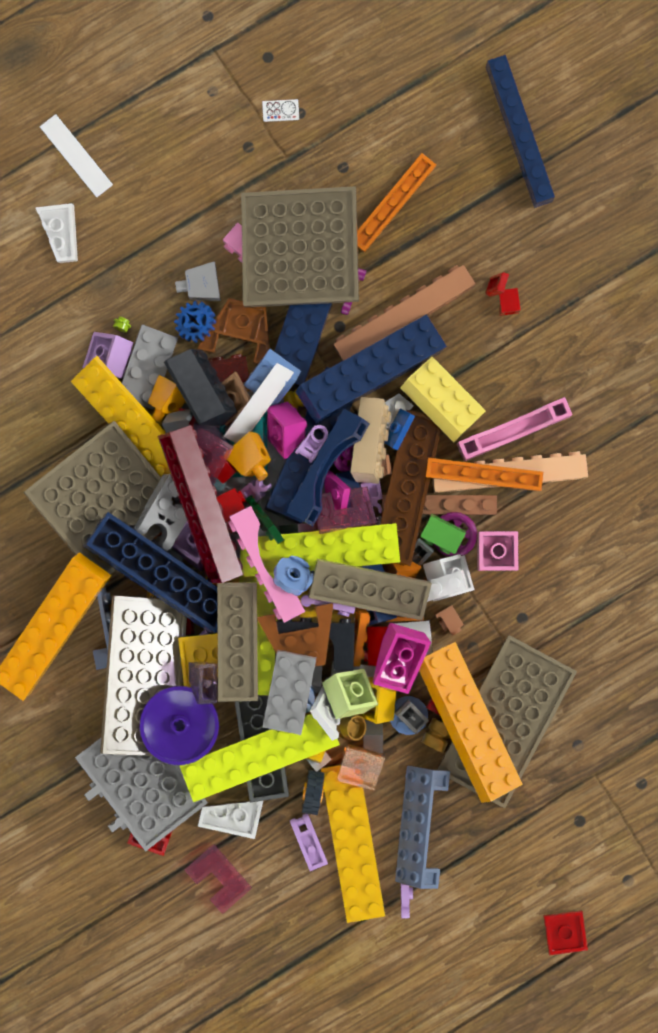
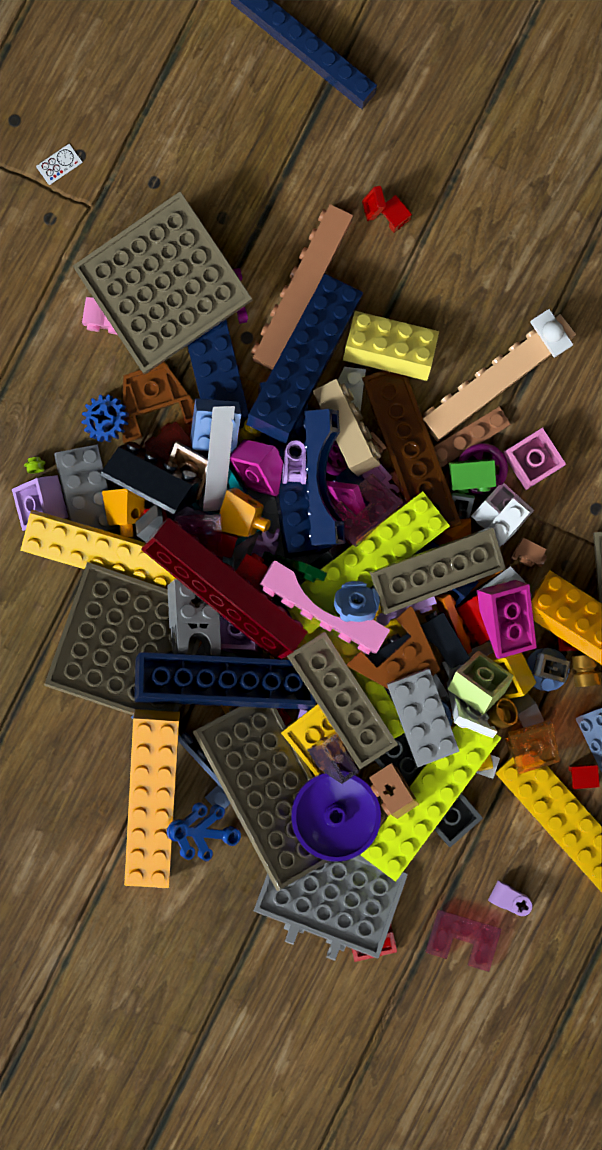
camera: 40 degrees left, 0 degrees up
(93, 690) = (180, 829): none -> blue plant
(200, 283) = (87, 378): light grey torso -> none
(232, 818) = (441, 873): white wing -> none
(237, 743) = (403, 798): none -> nougat brick
(271, 866) = (507, 897): none -> lavender piece
(309, 842) = (528, 851): lavender plate -> none
(313, 792) = (503, 800): black wheel -> none
(385, 813) = (584, 776): none -> red panel
(394, 201) = (224, 183): orange plate -> none
(399, 428) = (367, 399): blue plate -> none
(484, 474) = (476, 392): orange plate -> none
(514, 429) = (477, 332): bright pink arch -> none
(569, 464) = (551, 333): none -> white tile

